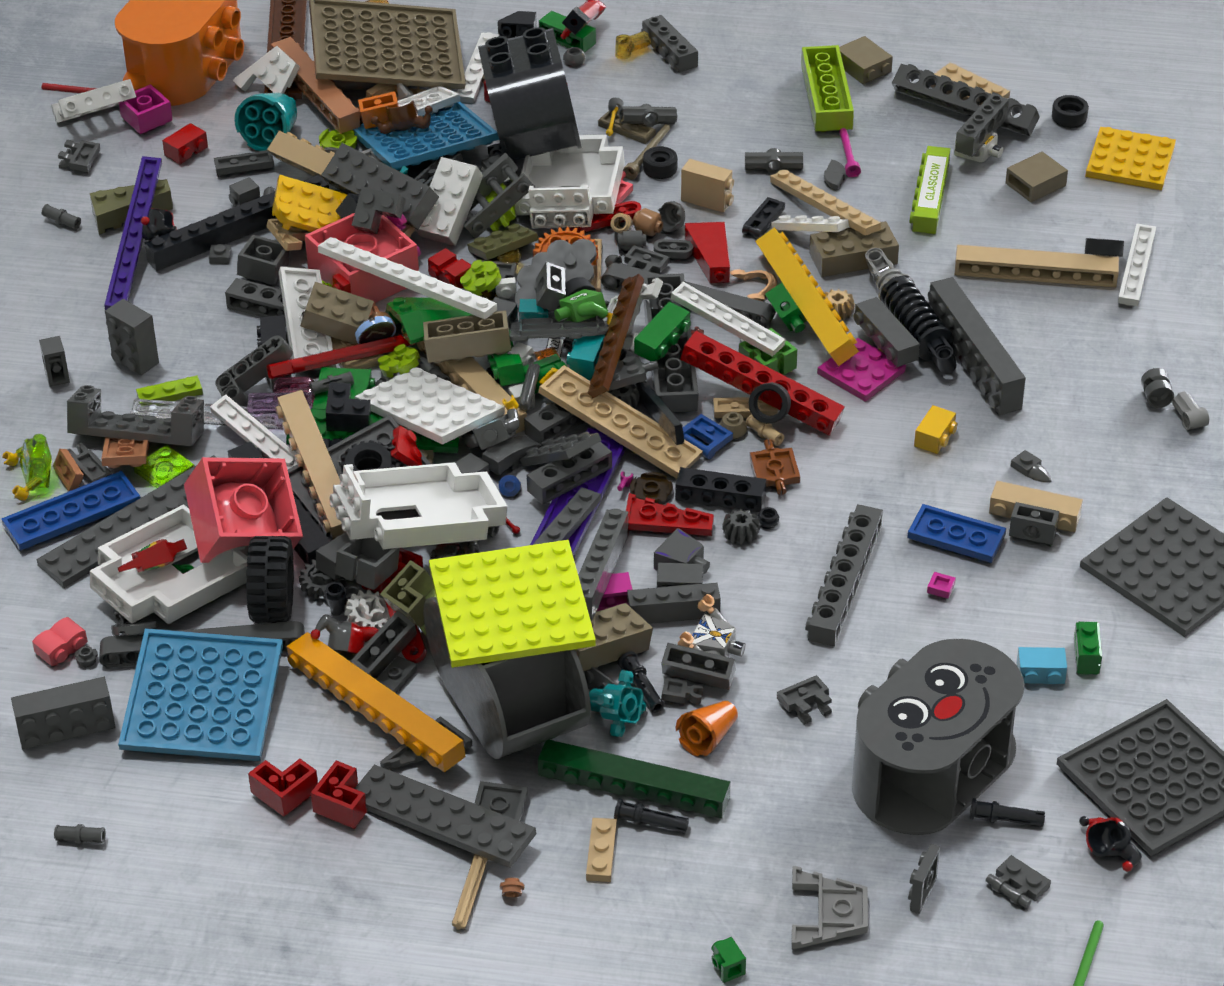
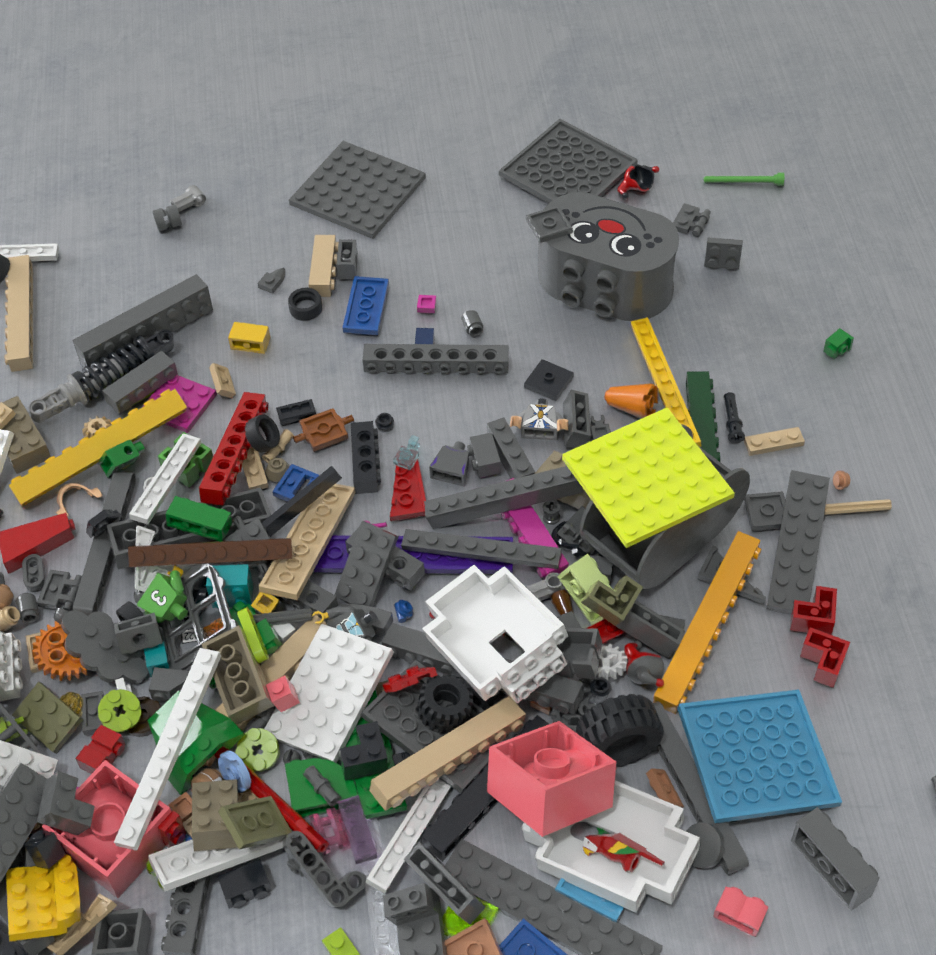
camera: 105 degrees left, 10 degrees up
(86, 656) = (746, 888): dark grey plate -> none
(193, 442) = (444, 883): none -> dark grey brick
(207, 619) = (663, 787): none -> nougat plate
(307, 323) = (254, 822): none -> olive plate
(436, 367) = (282, 693): none -> coral brick
(488, 345) = (253, 635): none -> lime beam
(652, 486) = (372, 508): dark brown tile -> none
(694, 277) = (98, 524): none -> black wing
(704, 516) = (407, 455): none -> clear light blue plate
(723, 757) = (662, 374): none -> yellow plate
(741, 526) = (402, 431): dark grey gear -> none
(780, 668) = (548, 379): none -> black plate
(802, 694) = (571, 357): dark grey plate -> none
(809, 451) = (295, 411): none -> black plate
(840, 909) = (762, 298): light grey wing -> none
(876, 400) = (222, 380): none -> tan plate
(877, 569) = (424, 336): none -> dark blue brick
(892, 616) = (472, 323): none -> dark grey brick
(967, 646) = (549, 224): none -> dark grey tile
(978, 472) = (305, 313): none -> black tyre
(1042, 665) = (491, 236): medium azure brick -> none
(1087, 648) = (465, 214): green brick -> none

